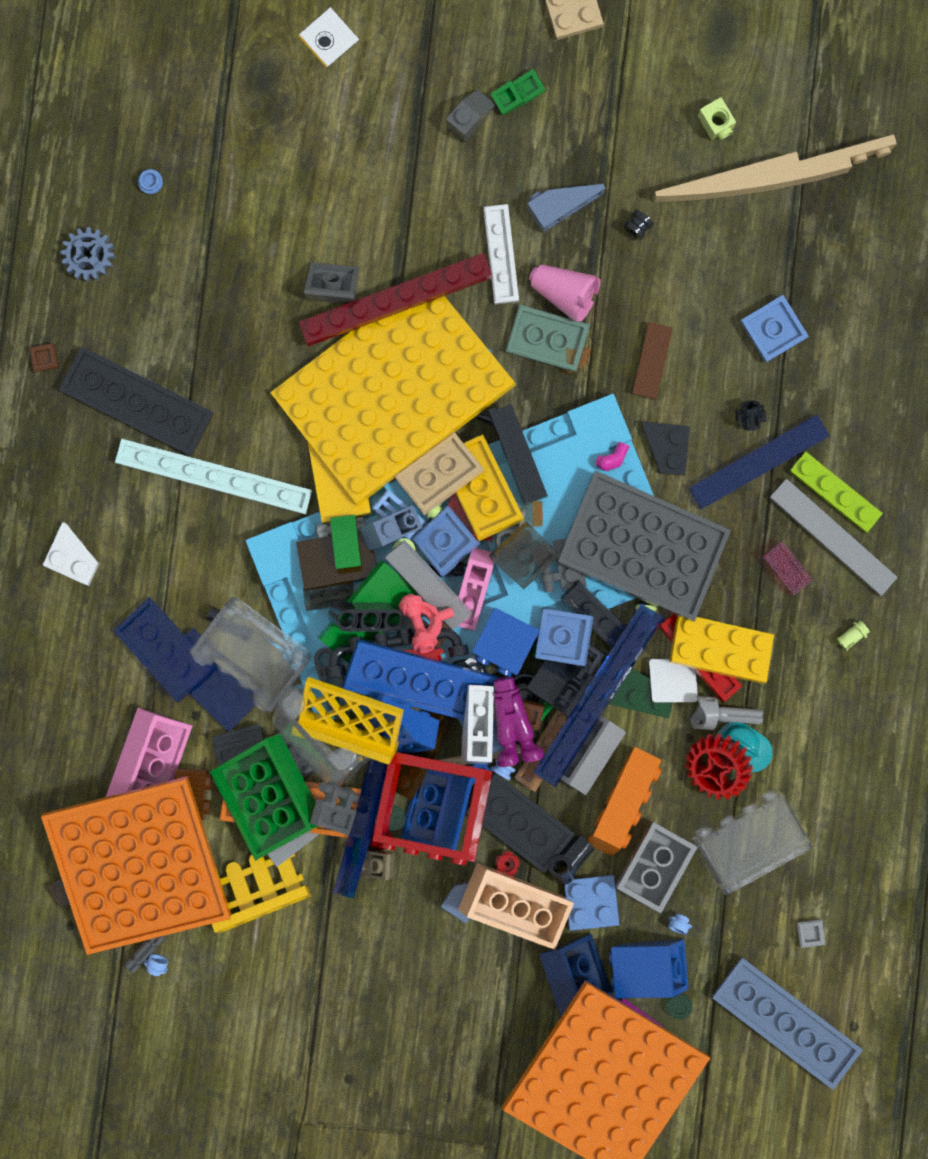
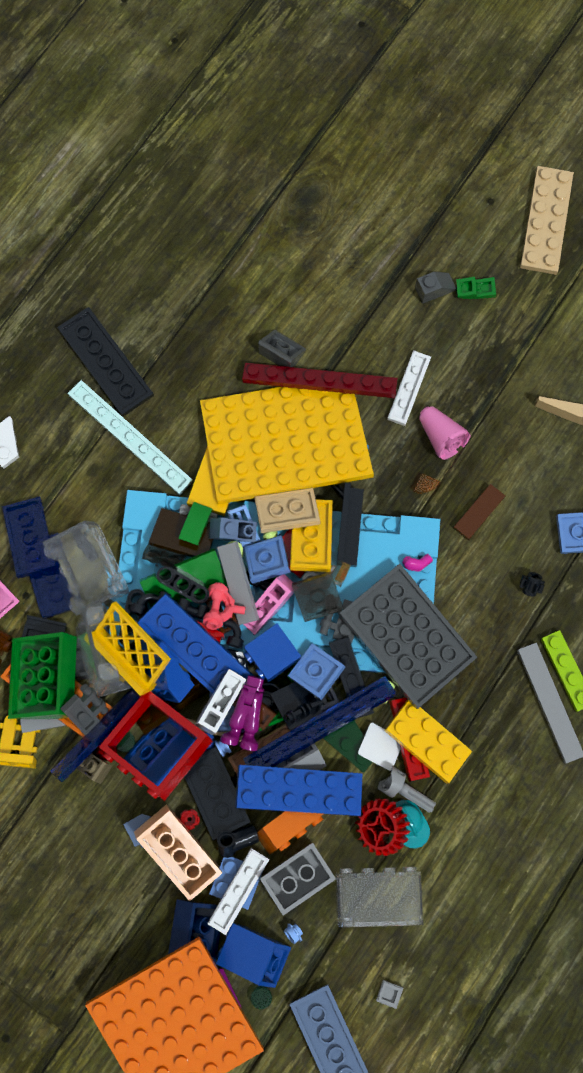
camera: 25 degrees right, 10 degrees down
(44, 357) = (60, 303): reddish brown tile -> none
(95, 247) = (130, 258): sand blue gear -> none
(150, 181) = (195, 225): medium blue plate -> none
(328, 37) = (364, 193): white sticker -> none
(546, 337) = (412, 458): sand green tile -> none
(558, 204) = (467, 373): sand blue slope -> none
(600, 912) = (238, 891): none -> white tile
(611, 775) = (299, 790): none -> blue plate
(638, 224) = (515, 414): black wheel -> none
(668, 446) = (461, 577): black wing -> none
(759, 462) = (522, 621): clear blue tile -> none
(787, 568) = (505, 707): clear pink plate -> none
(853, 635) = (531, 782): yellowish green pin -> none

